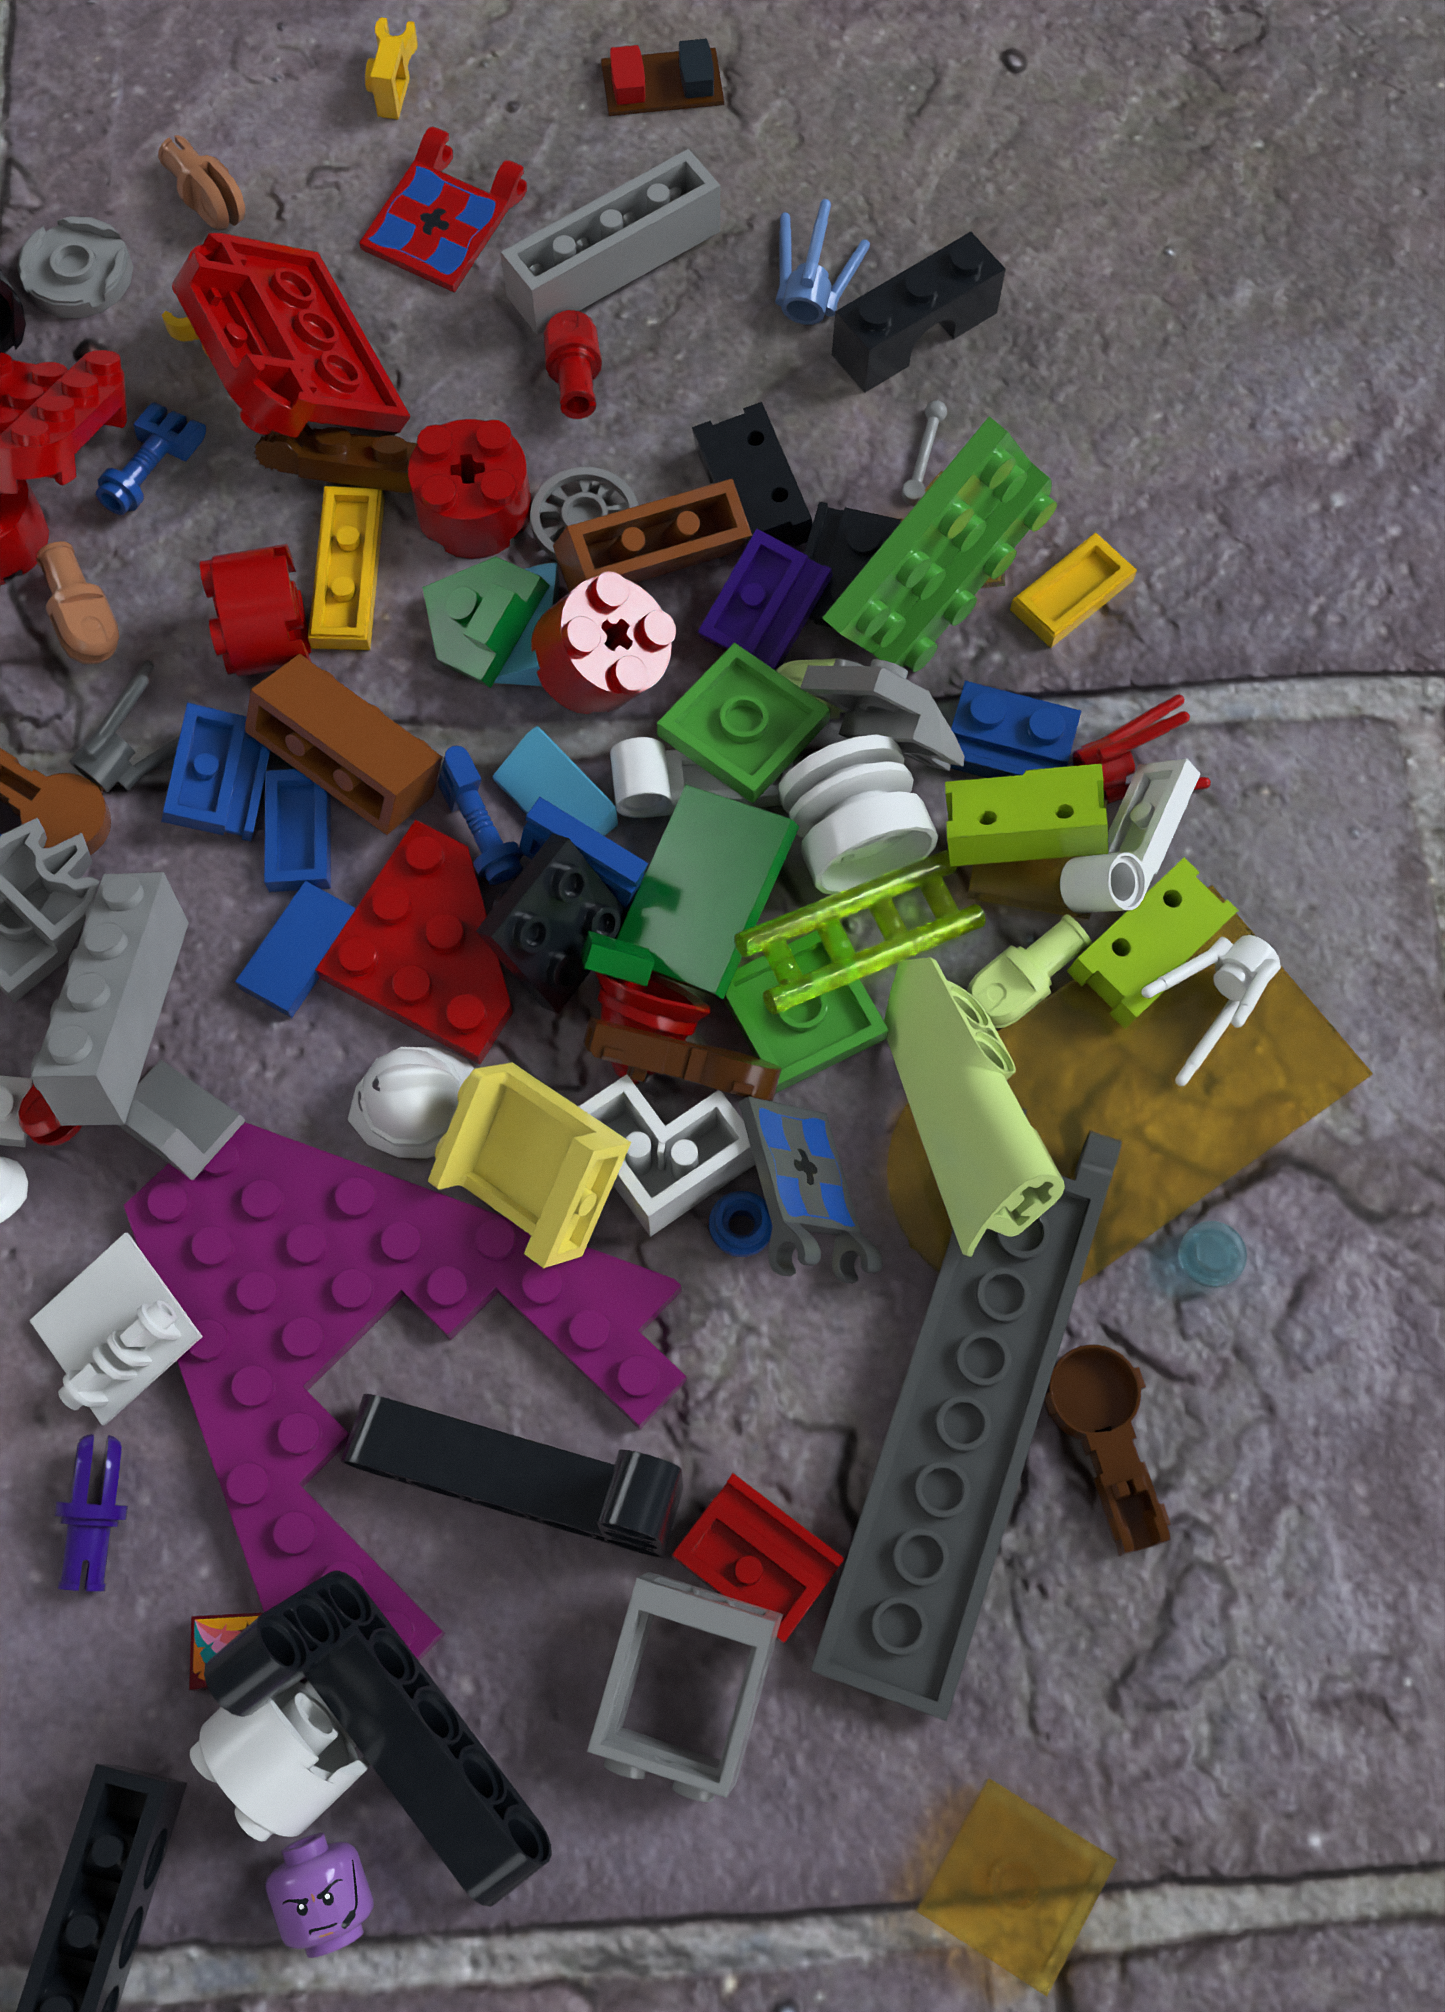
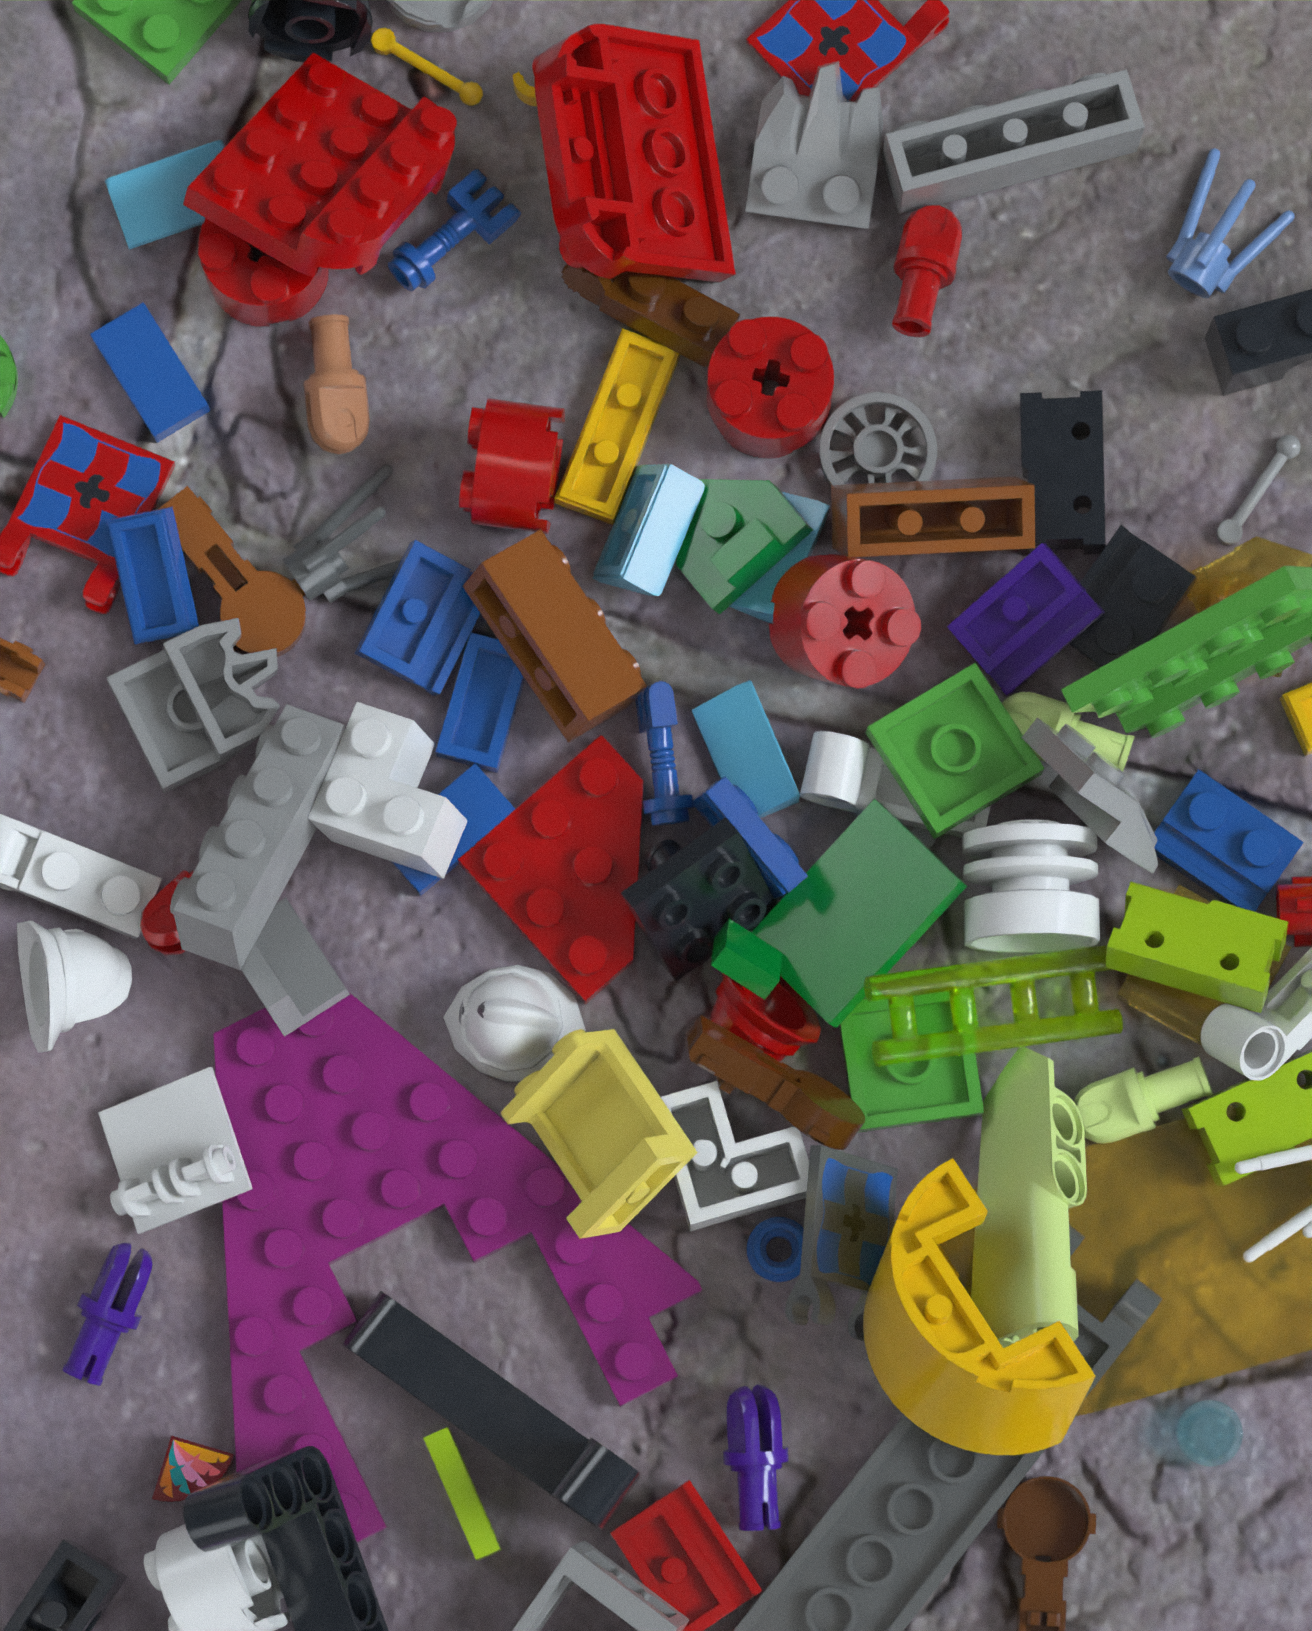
camera: 20 degrees right, 10 degrees up
(45, 335) = (385, 43): none -> yellow hinge
(220, 933) = (374, 795): none -> white brick
(402, 635) = (649, 529): none -> medium azure slope
(449, 306) = (816, 152): none -> light grey plate
(509, 1568) = (462, 1494): none -> lime tile
(788, 1424) = (755, 1454): none -> dark purple arm
(945, 1248) = (940, 1353): none -> yellow cylinder

